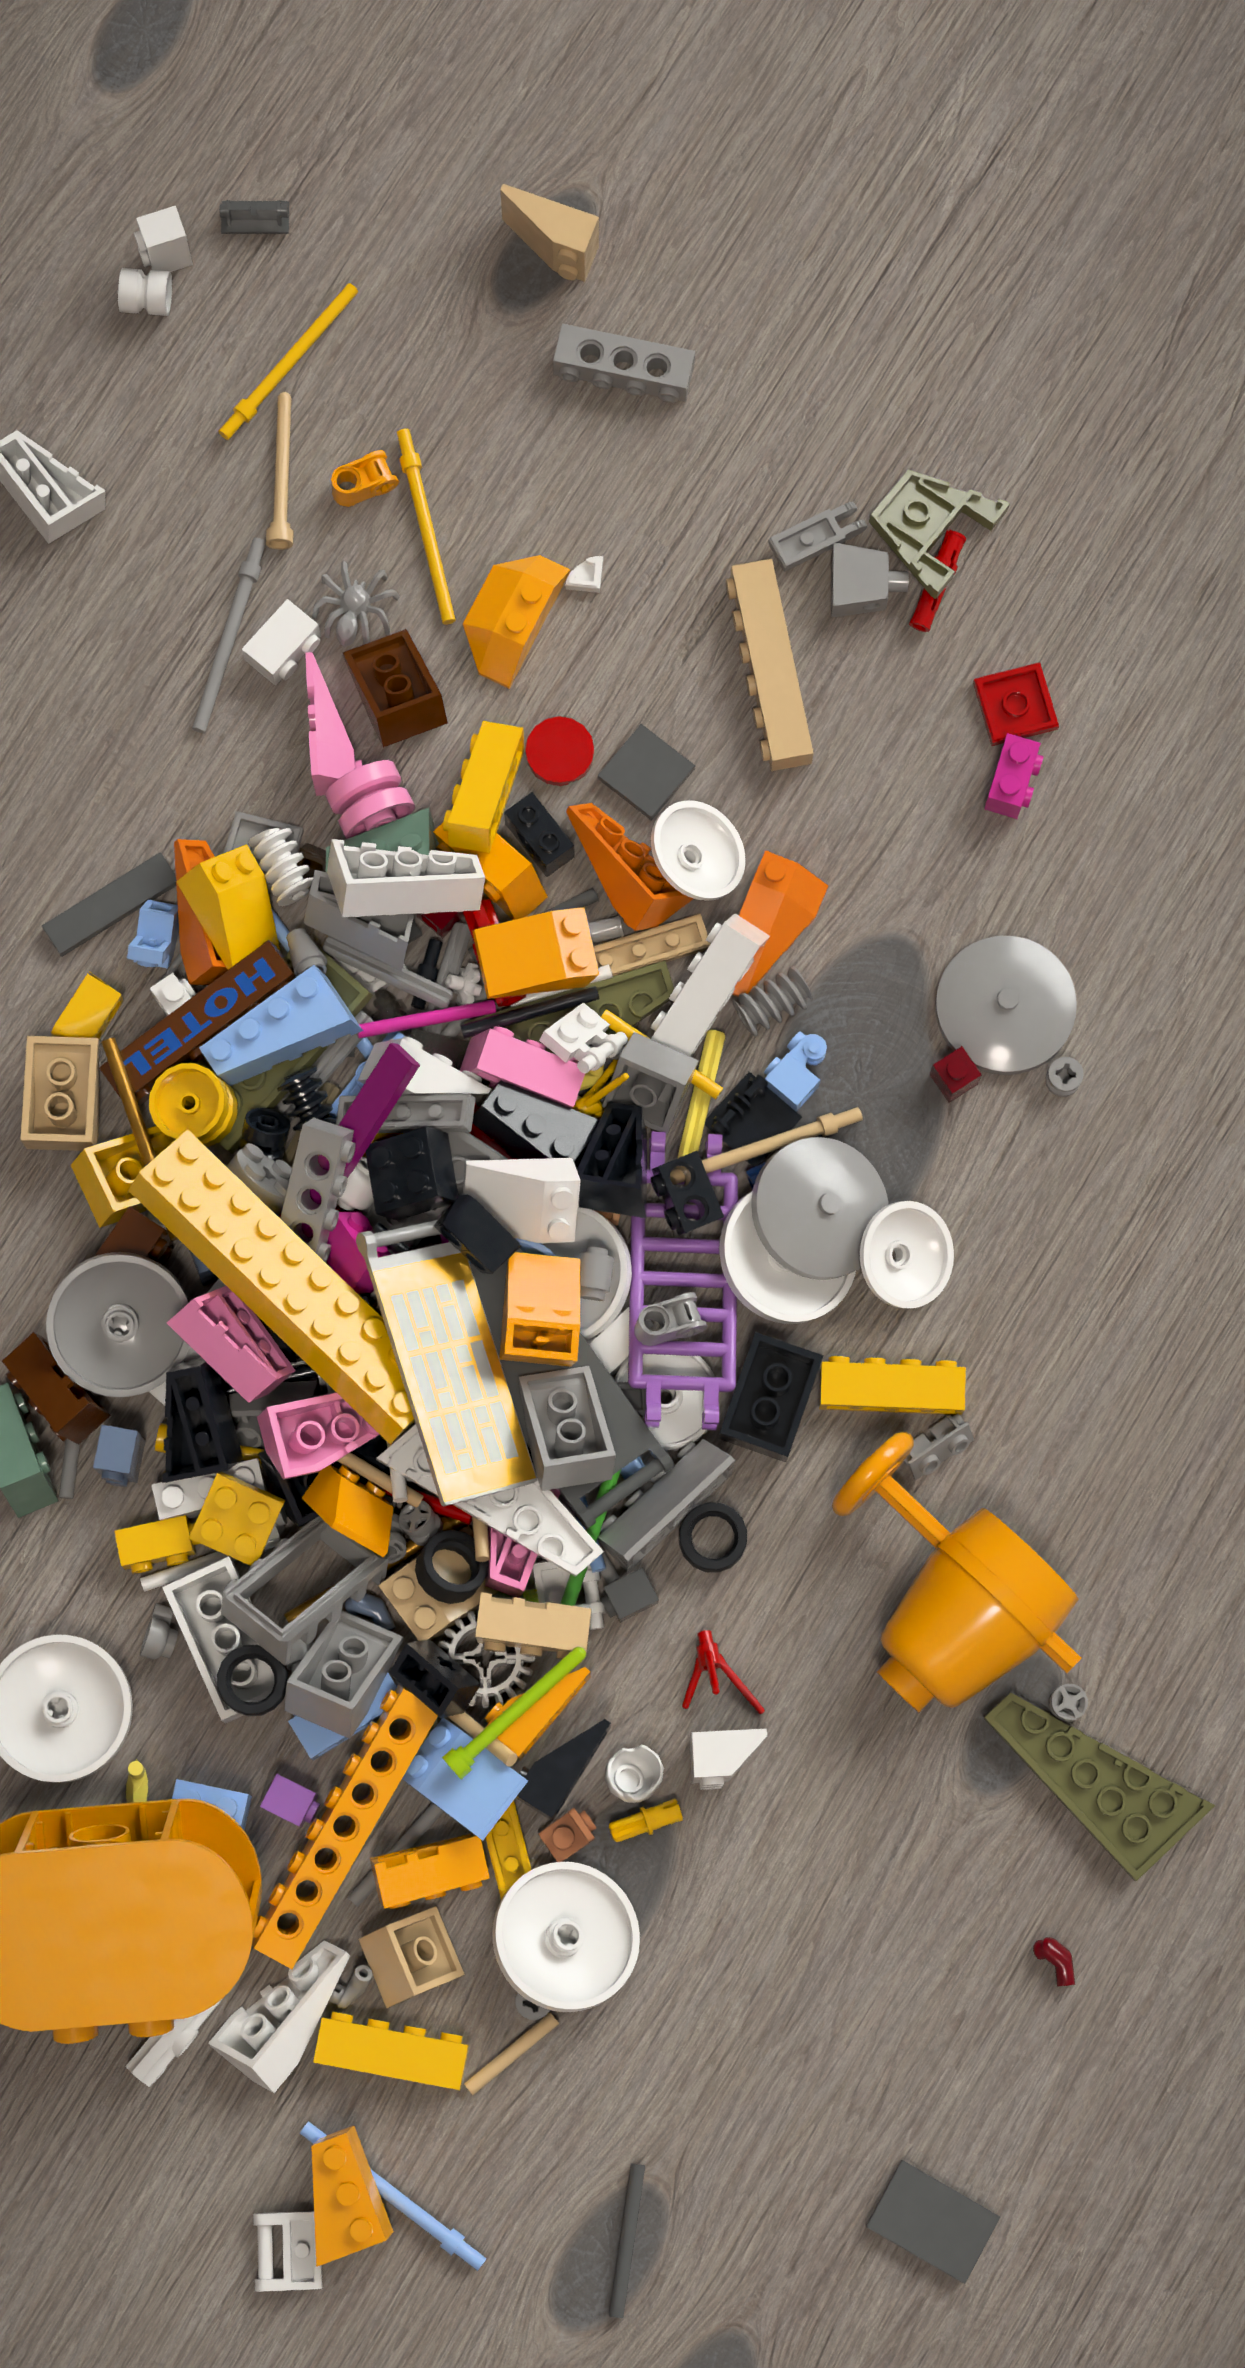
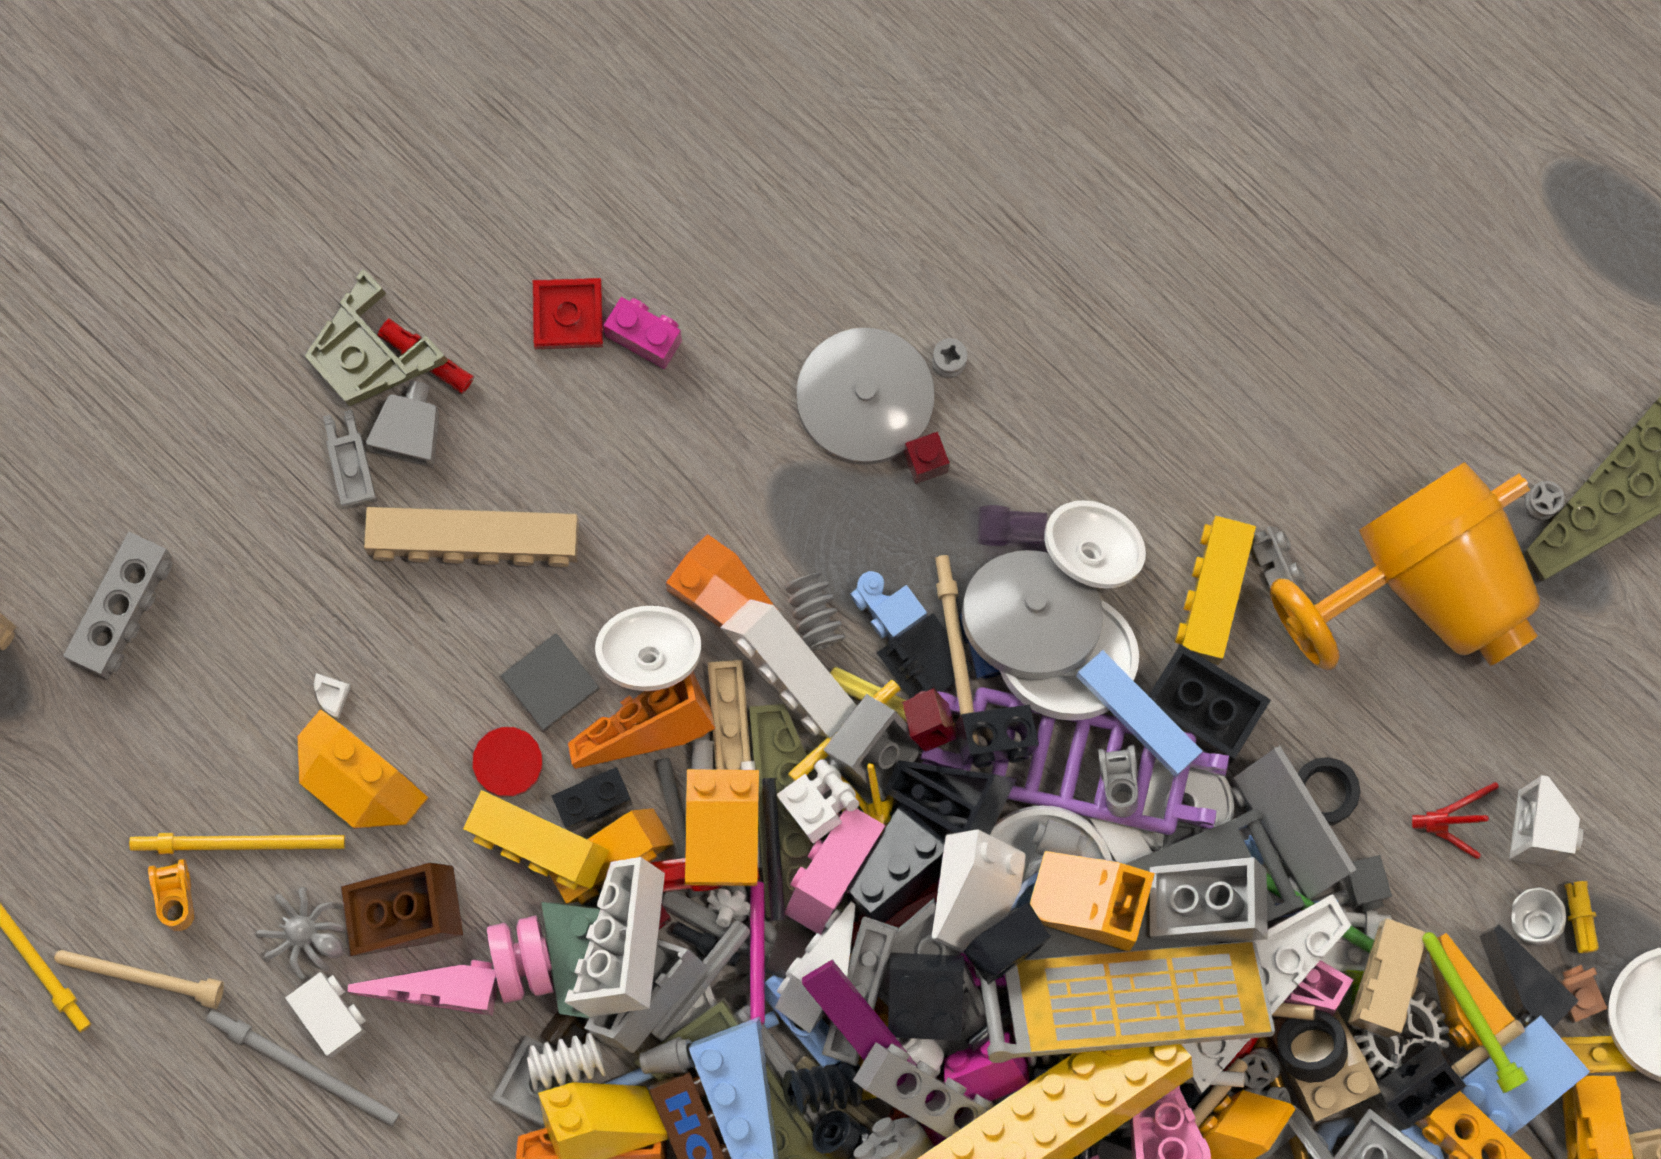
camera: 80 degrees left, 0 degrees up
(688, 1127) = (929, 720): none -> dark red brick
(741, 1326) = (1139, 713): none -> light blue tile
(905, 1164) = (1000, 526): none -> clear purple piece

